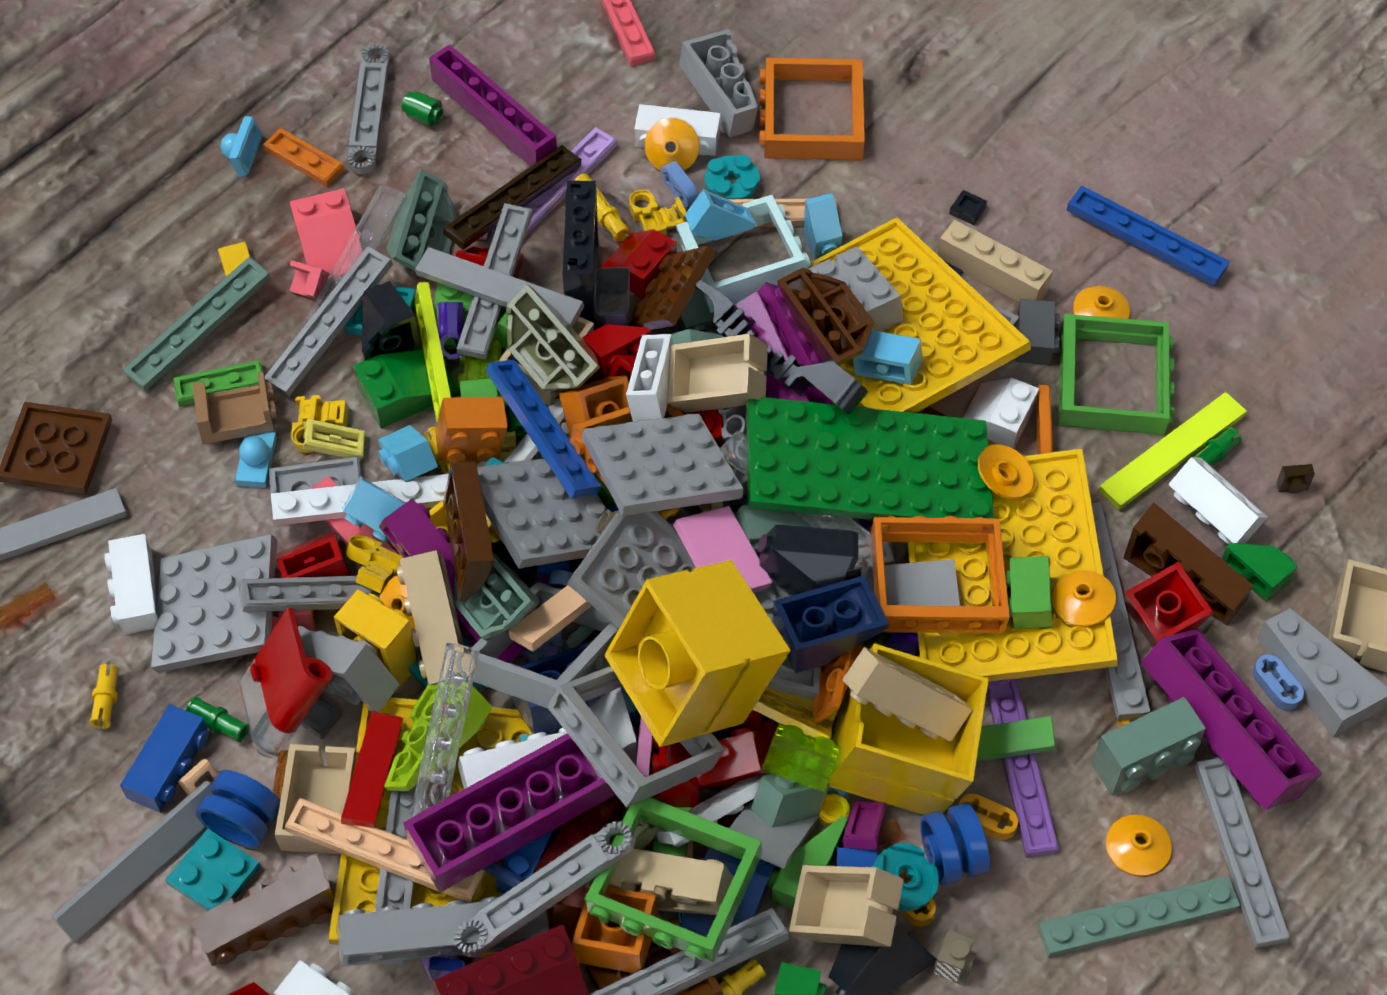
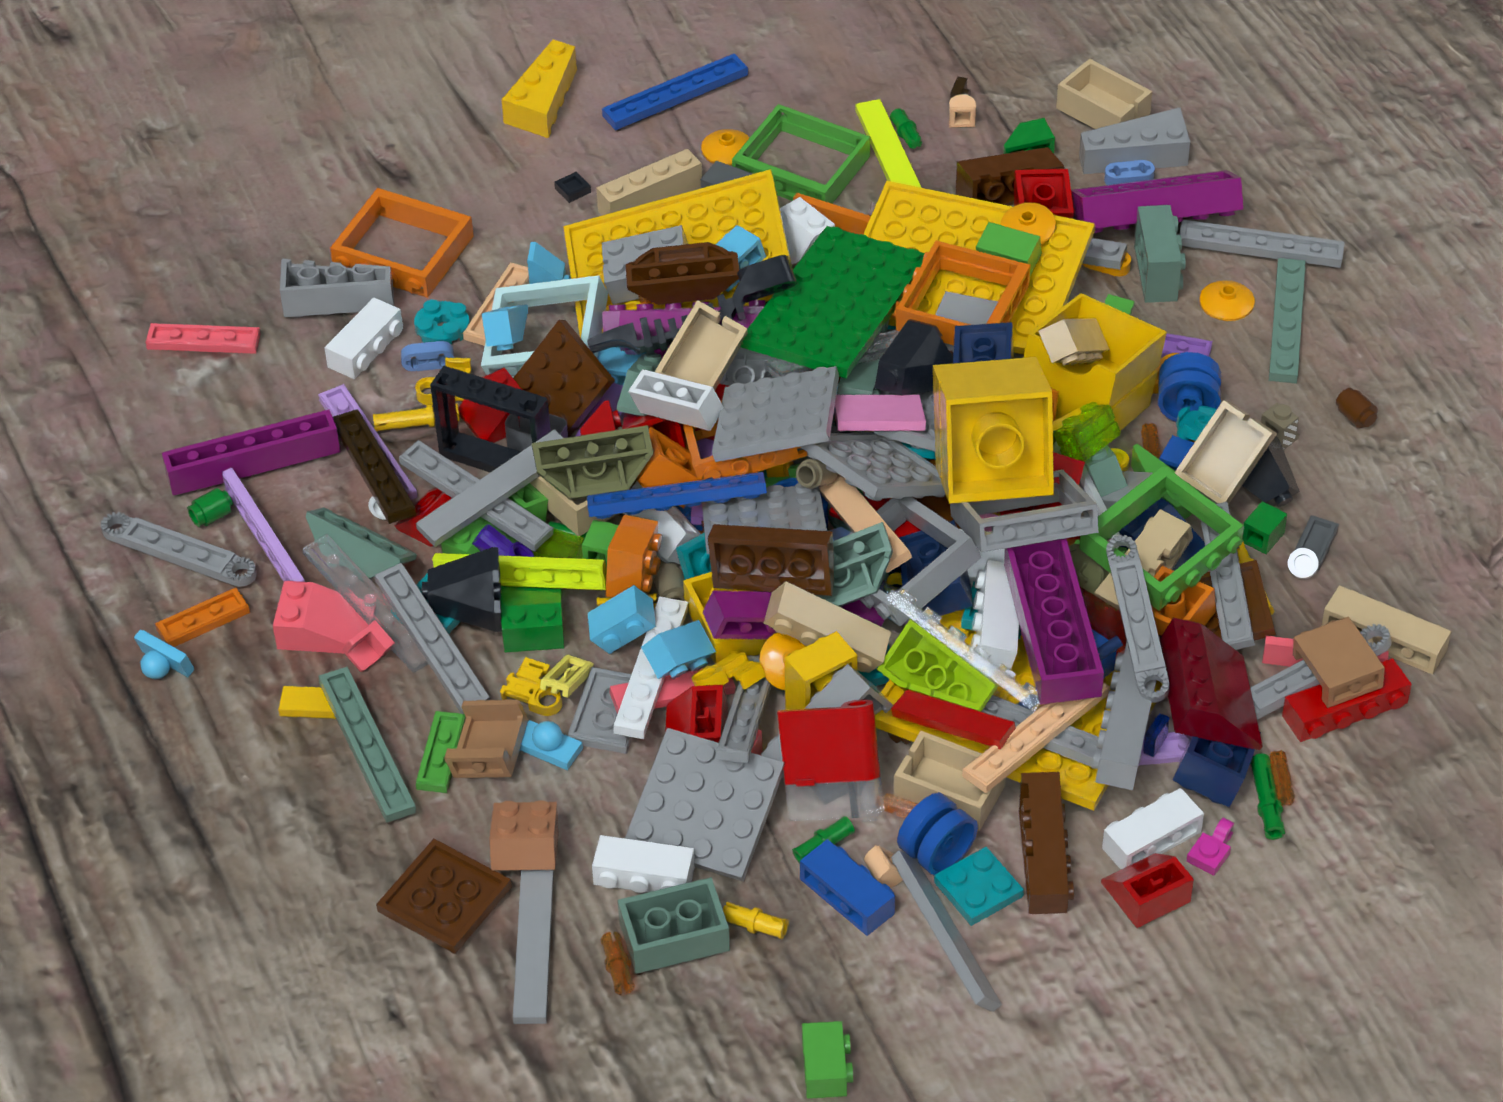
camera: 65 degrees left, 10 degrees down
(66, 630) = (673, 925): none -> sand green brick
(127, 477) = (524, 835): none -> nougat brick
(410, 154) = (260, 528): none -> lavender tile
(676, 131) = (375, 346): light orange dish -> none
(865, 825) = (1150, 437): magenta tile -> none
(1005, 471) = (886, 228): light orange dish -> none
(1078, 129) = (541, 90): none -> yellow wedge
(1217, 501) = (959, 141): white brick -> none
(1270, 489) = (962, 111): none -> light nougat brick

